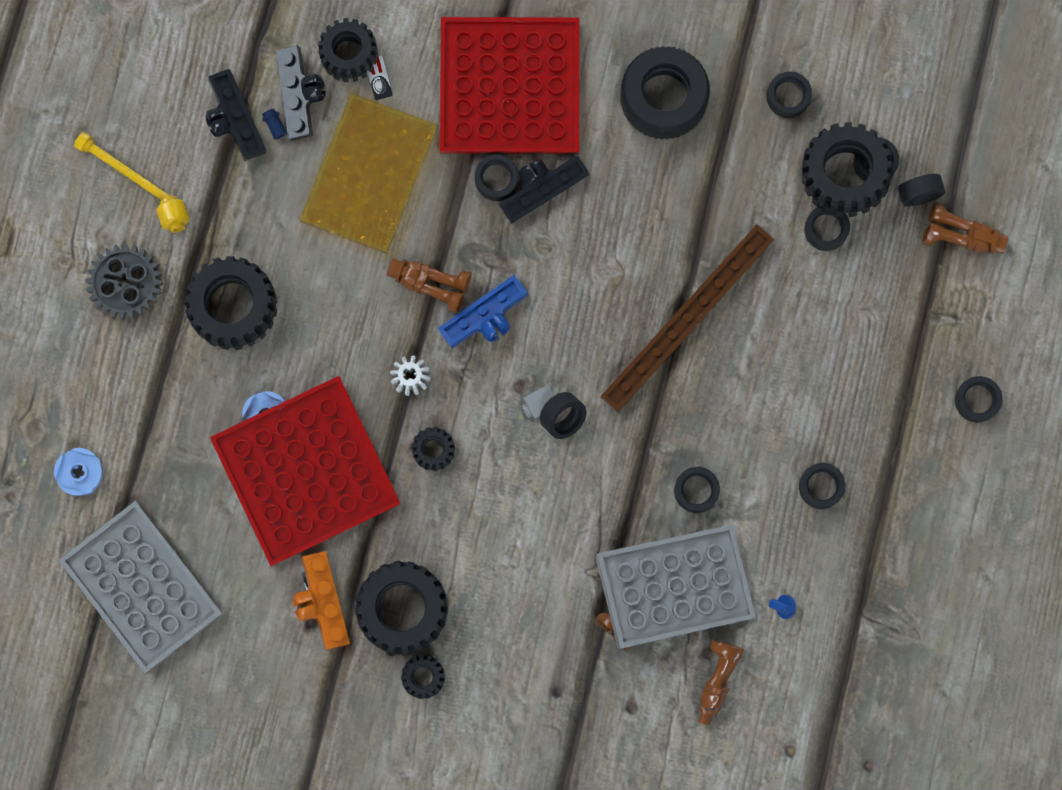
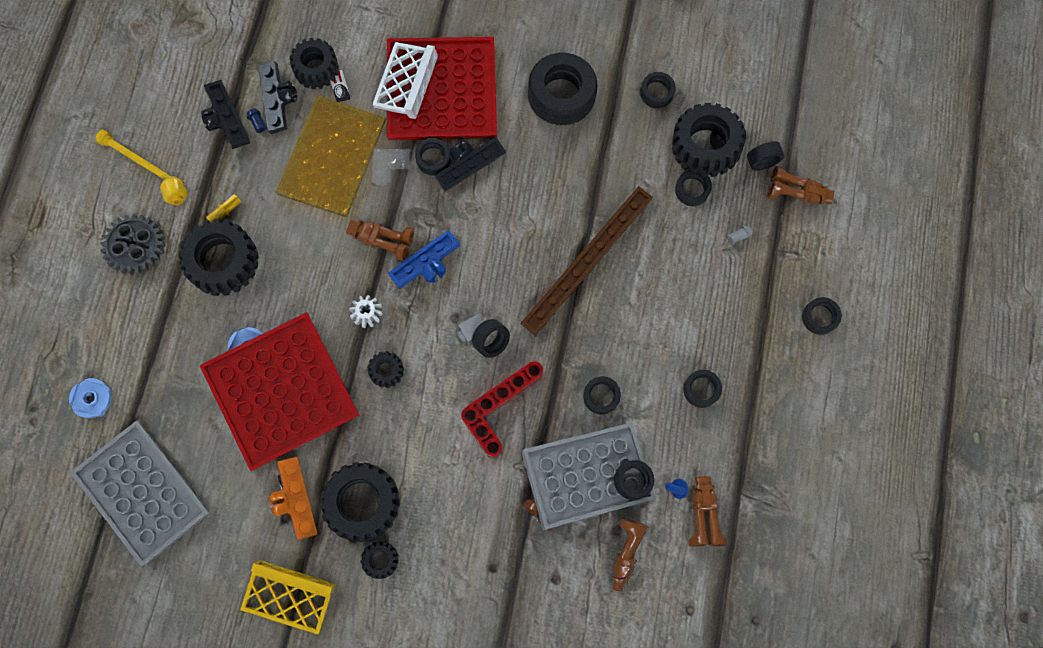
camera: 10 degrees left, 5 degrees down
(234, 240) = (223, 210): none -> yellow axle
(322, 695) = (293, 579): none -> yellow fence
(435, 181) = (385, 160): none -> clear plate
(484, 75) = (420, 82): none -> white fence
(567, 495) = (497, 402): none -> red beam
(746, 587) = (646, 473): none -> black tyre
(815, 622) = (703, 501): none -> dark orange piece
(882, 291) = (739, 235): none -> light grey pin

